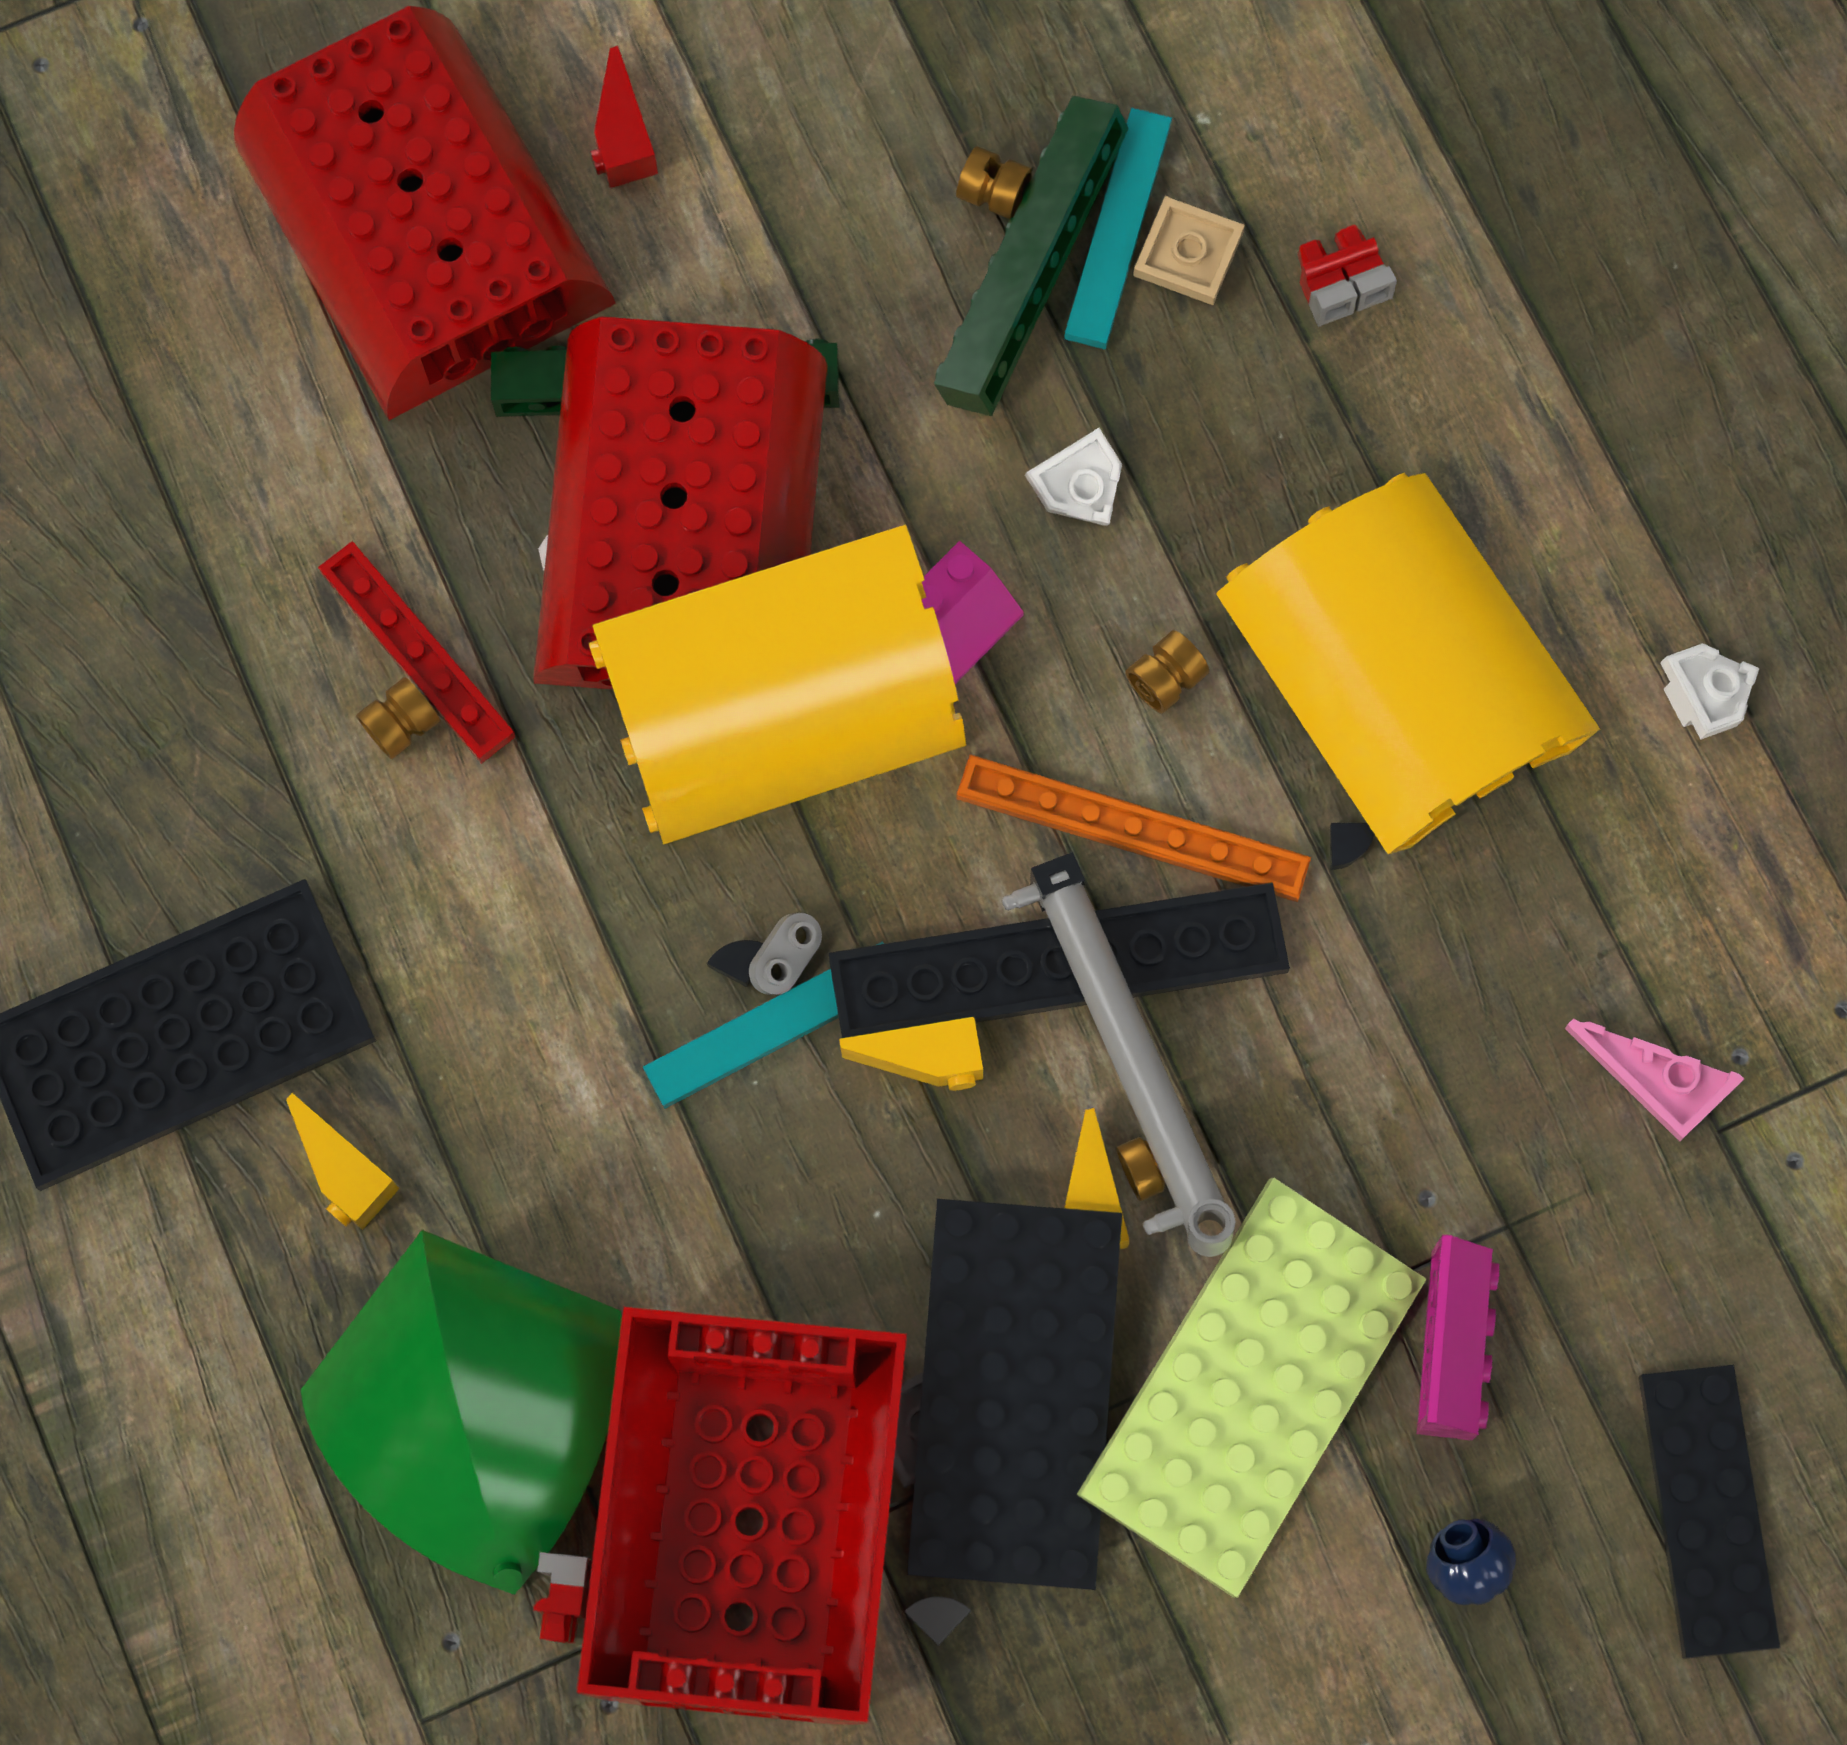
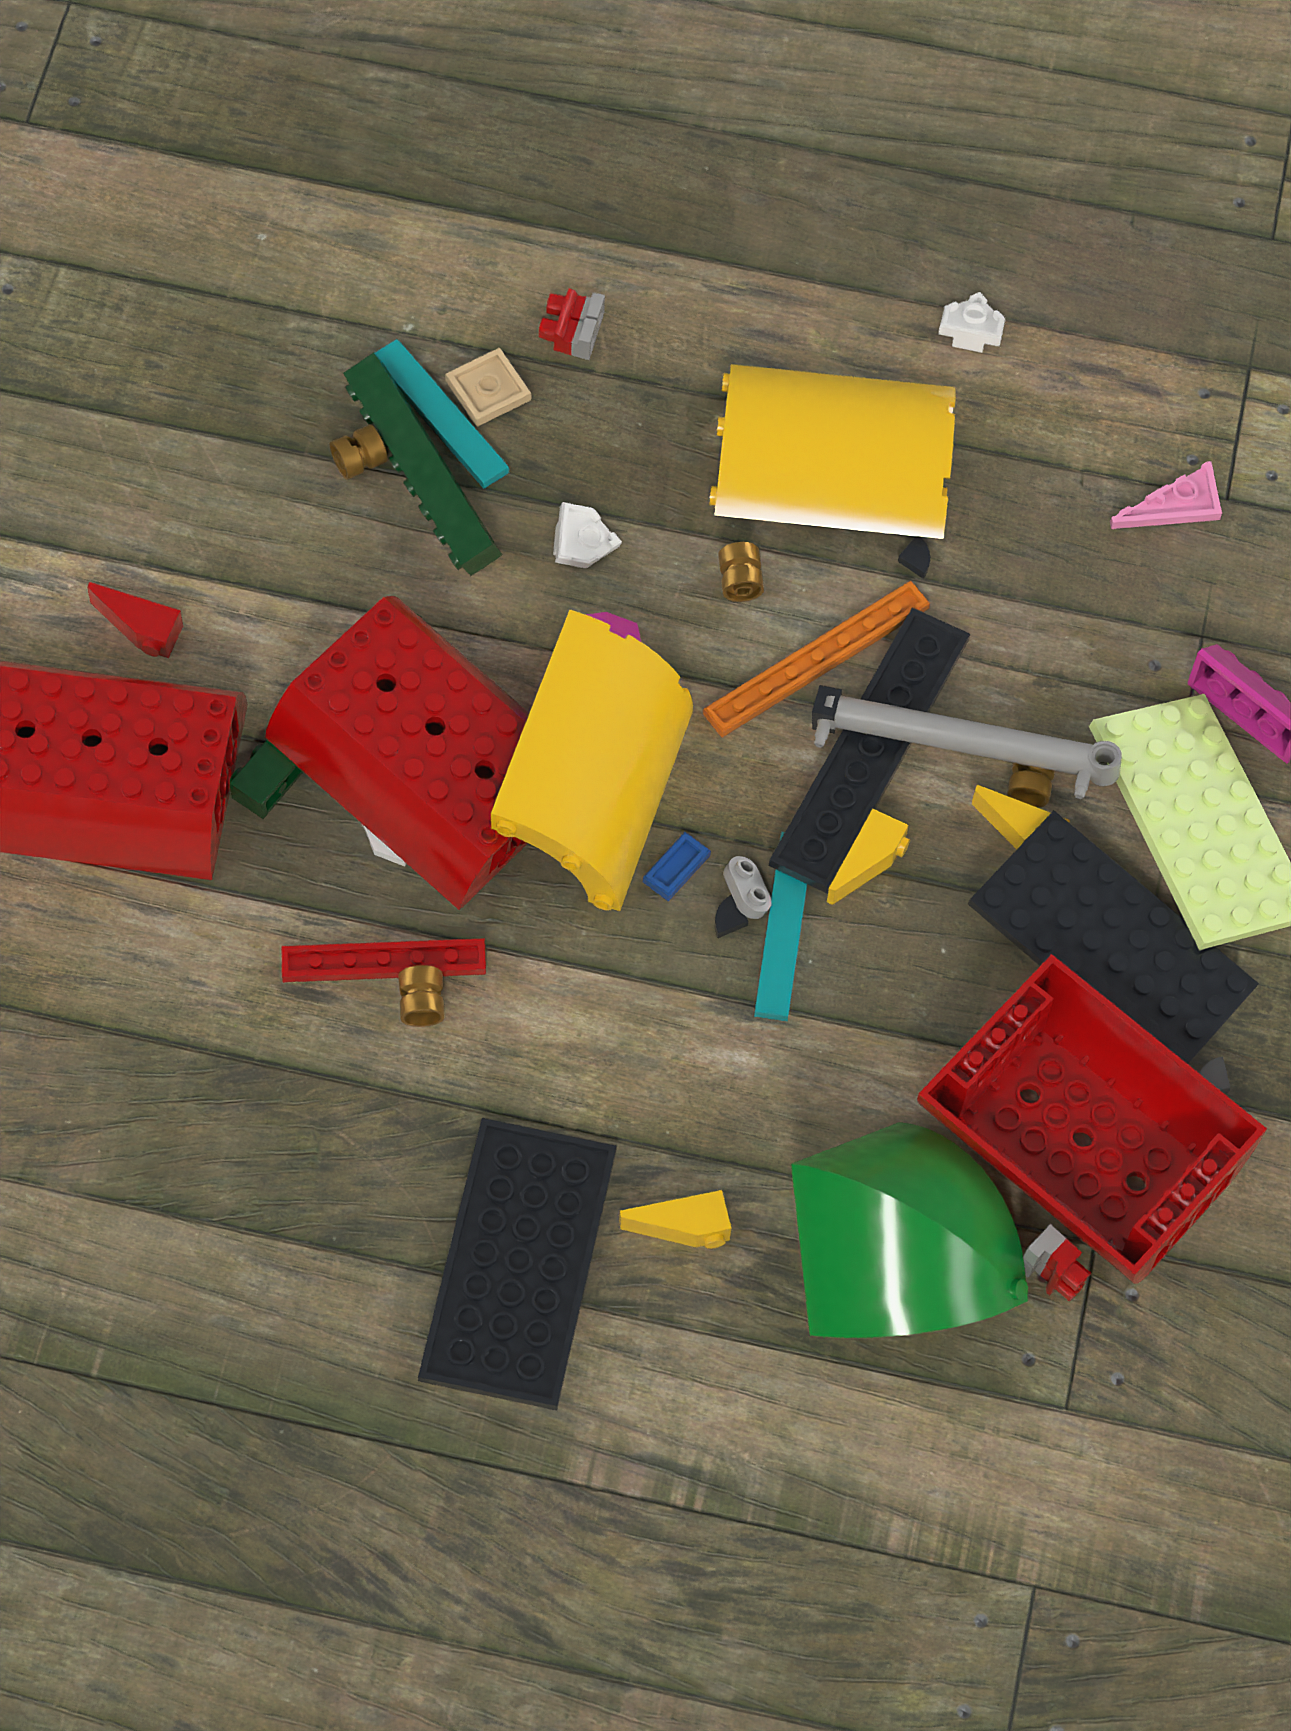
camera: 60 degrees left, 10 degrees down
(758, 863) = (676, 866): none -> blue tile

